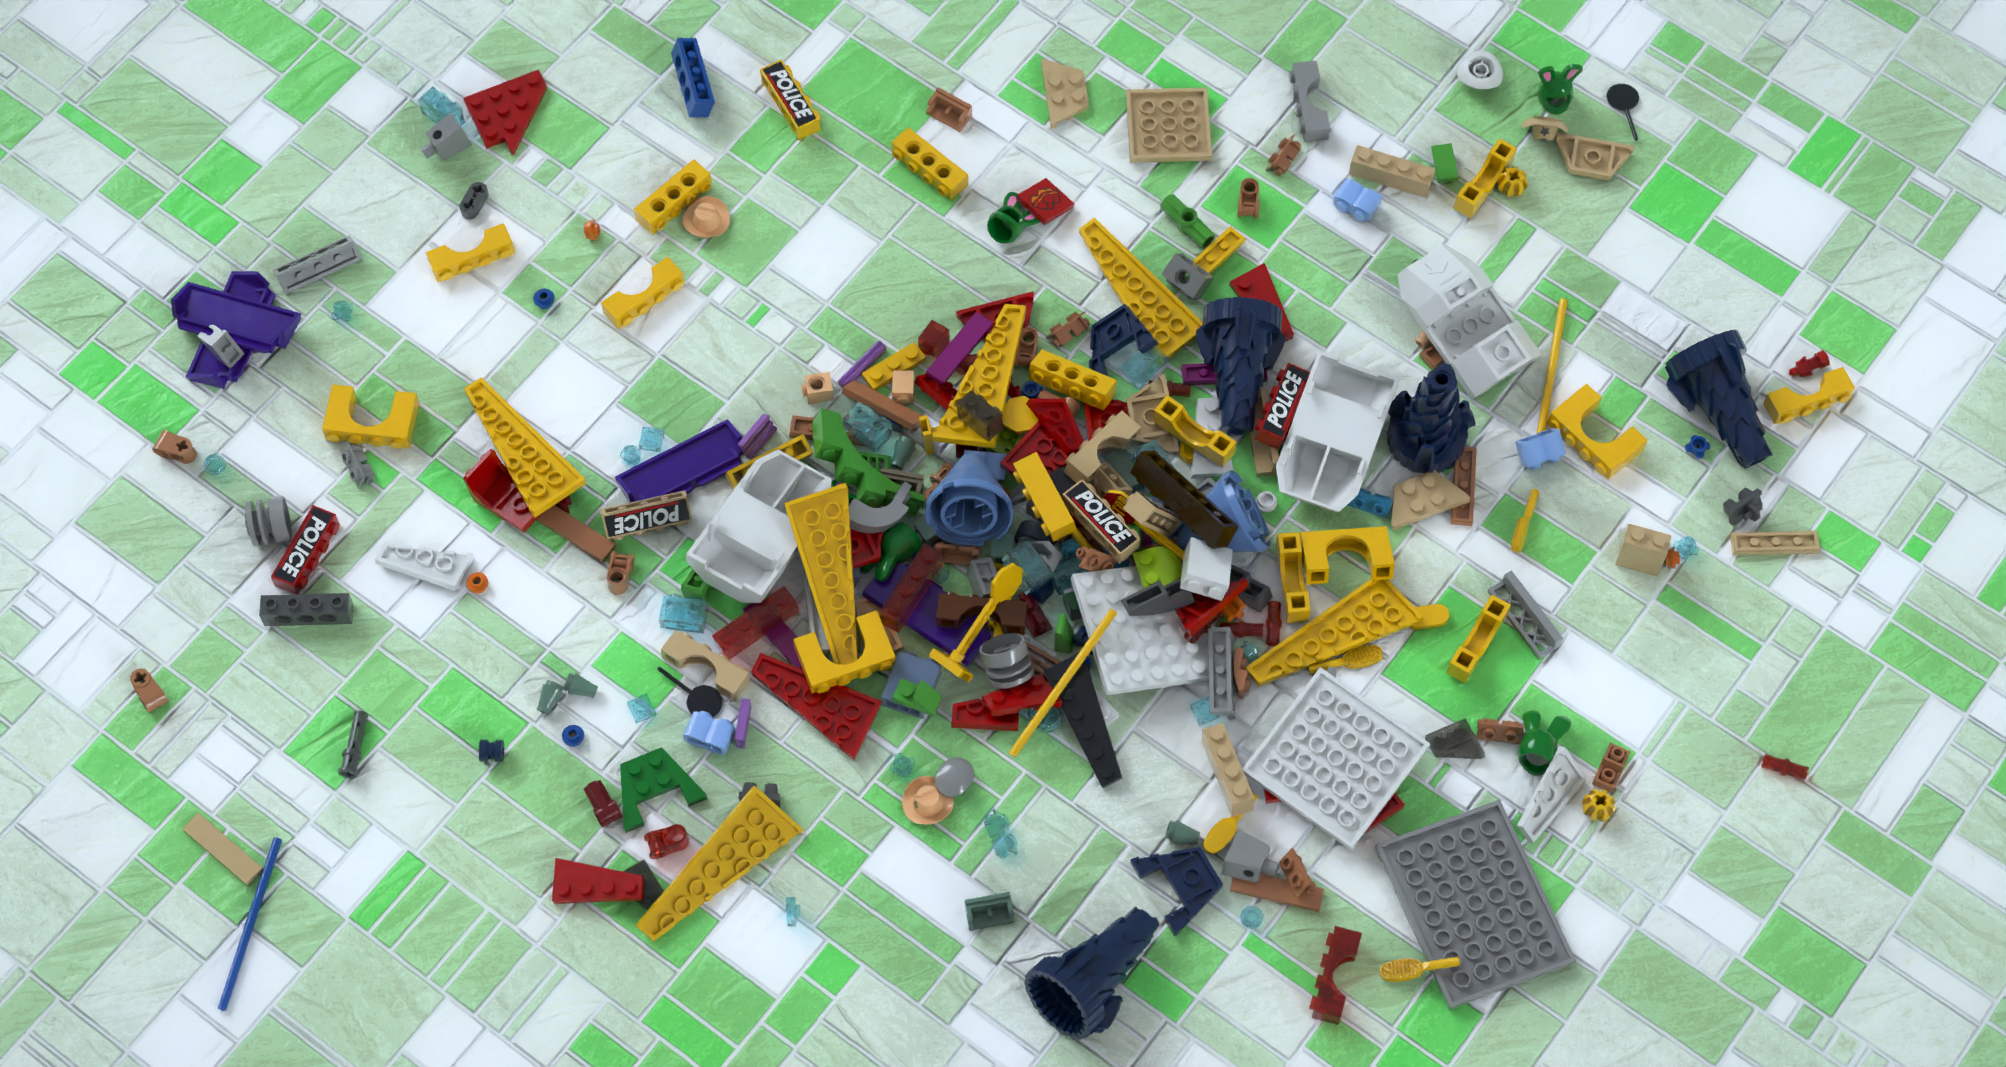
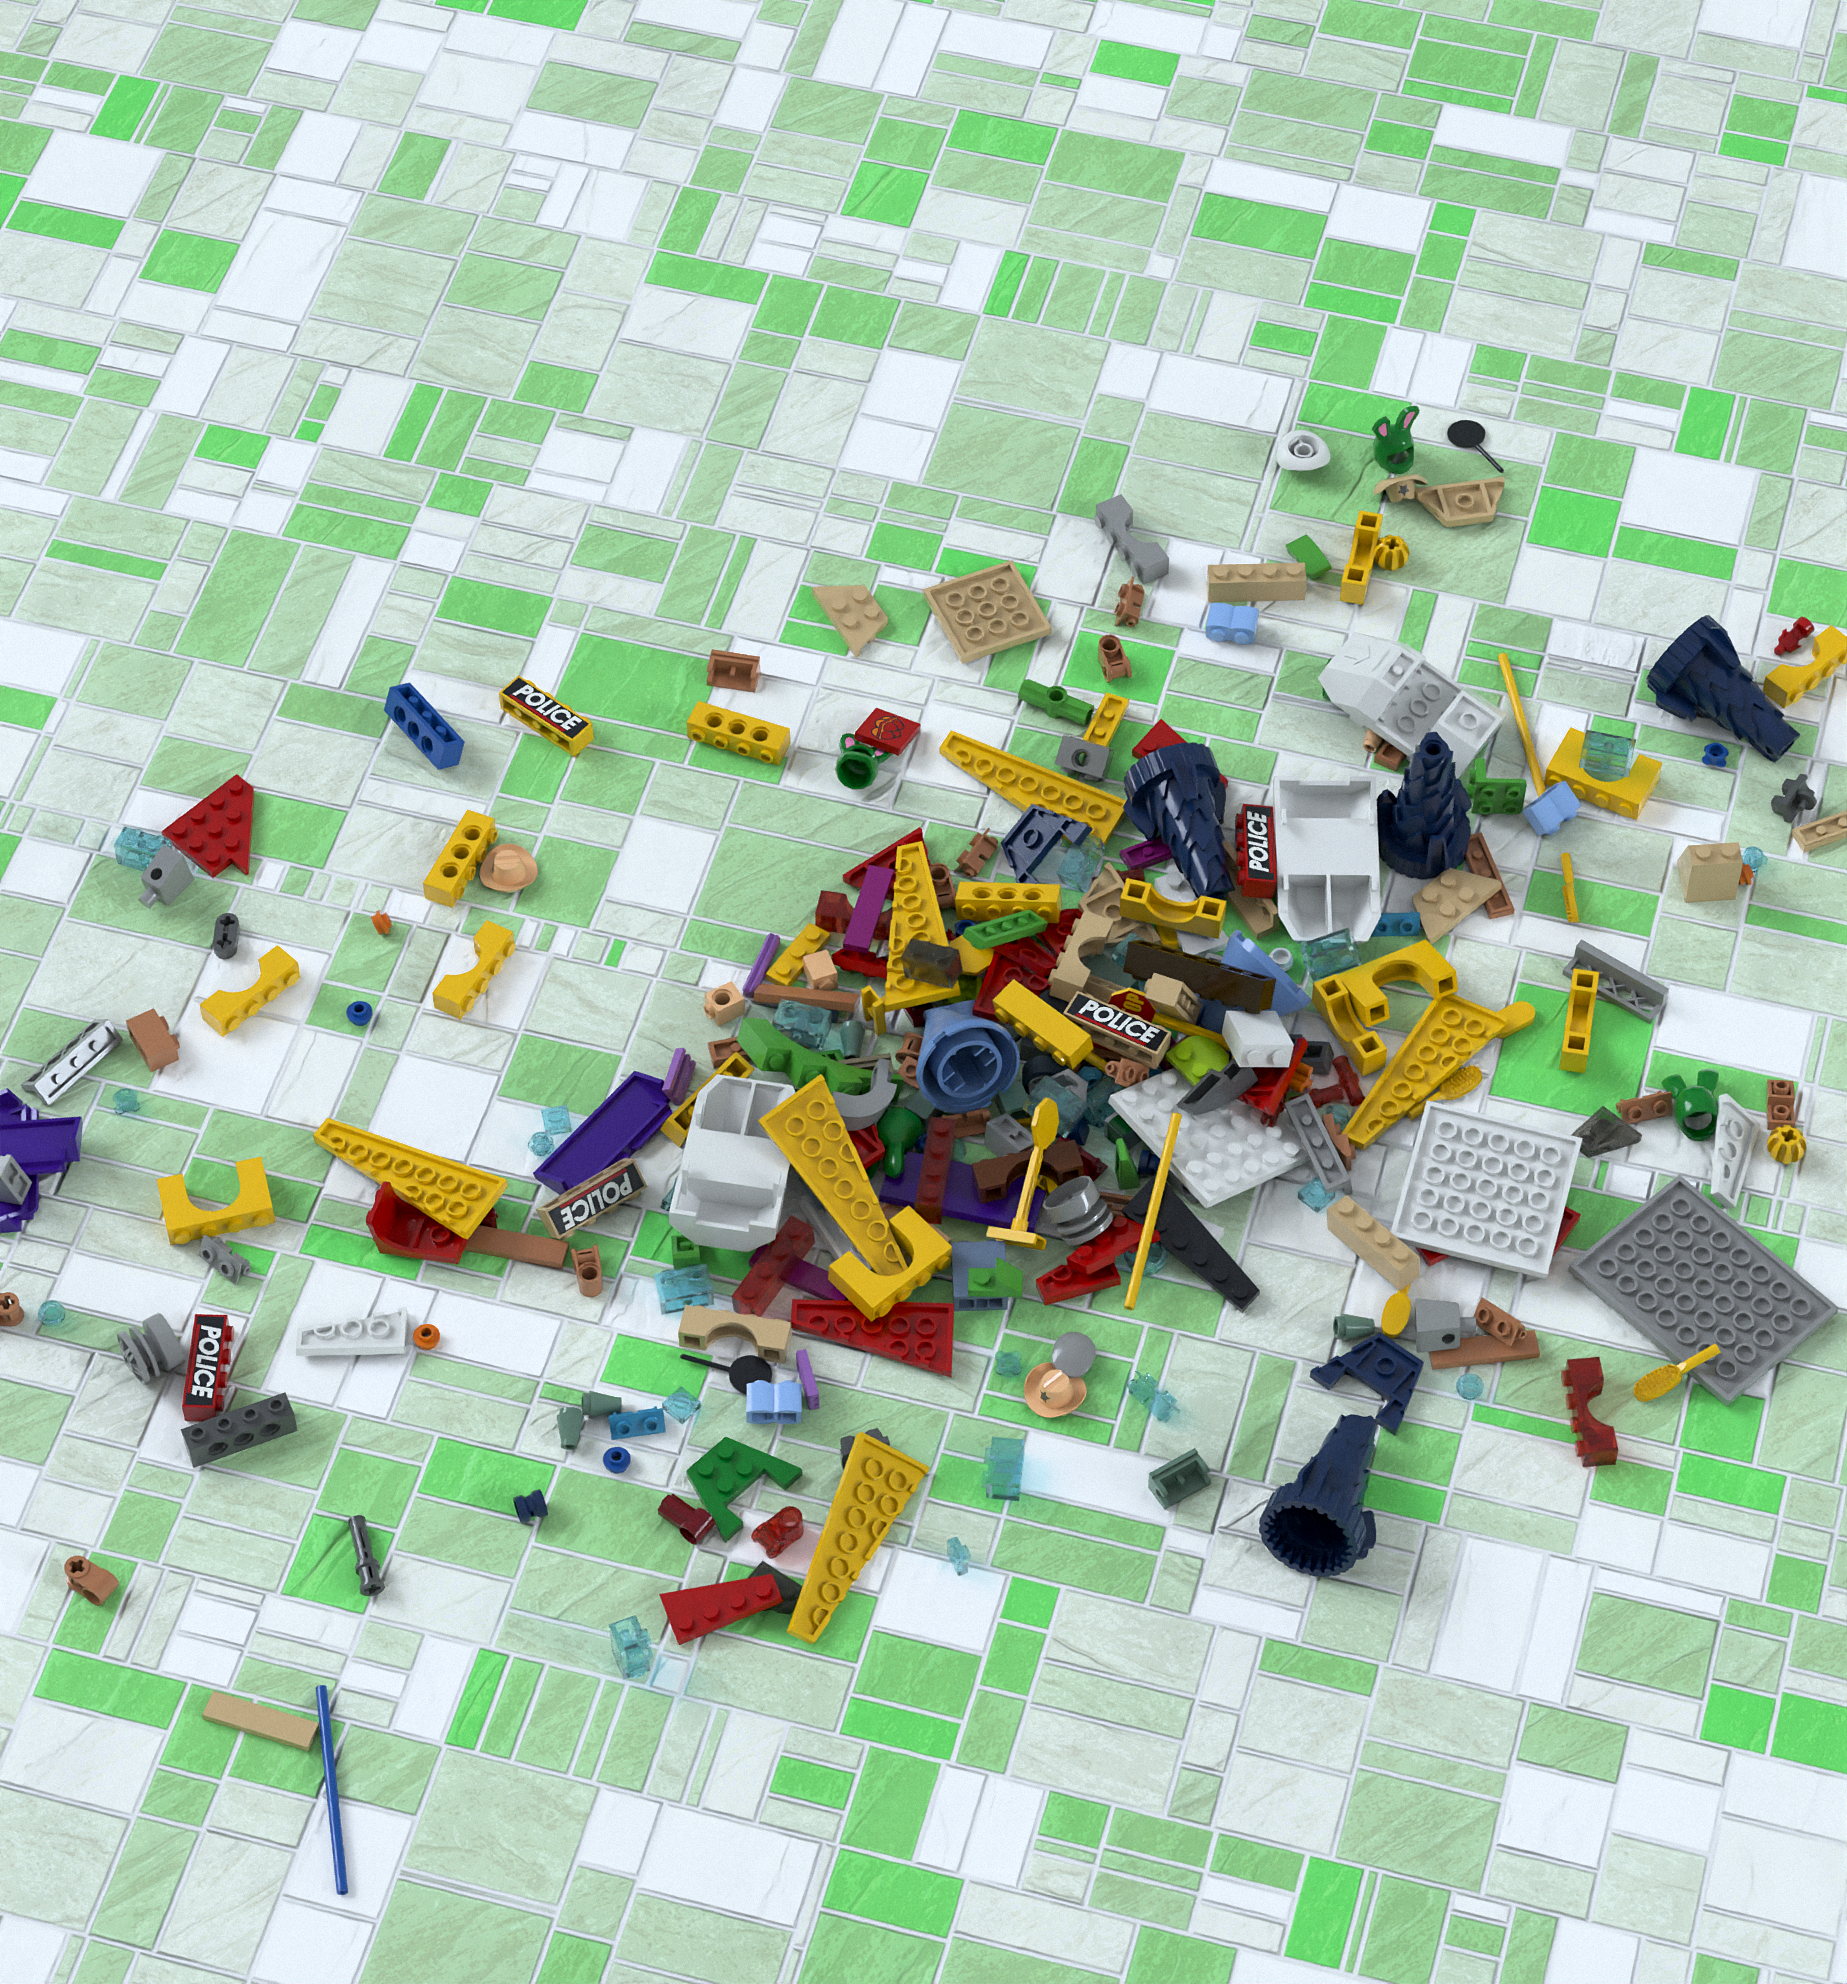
camera: 20 degrees left, 10 degrees down
(381, 267) = (153, 1040): none -> nougat brick
(511, 896) = (630, 1647): none -> clear light blue brick
(593, 709) = (637, 1424): none -> dark azure hinge
(859, 852) = (1004, 1468): none -> clear light blue brick
(1051, 406) = (1005, 929): none -> bright green plate
(1304, 512) = (1330, 954): none -> clear light blue brick
(1498, 421) = (1494, 794): none -> bright green bracket
(1603, 418) = (1607, 753): none -> clear light blue brick

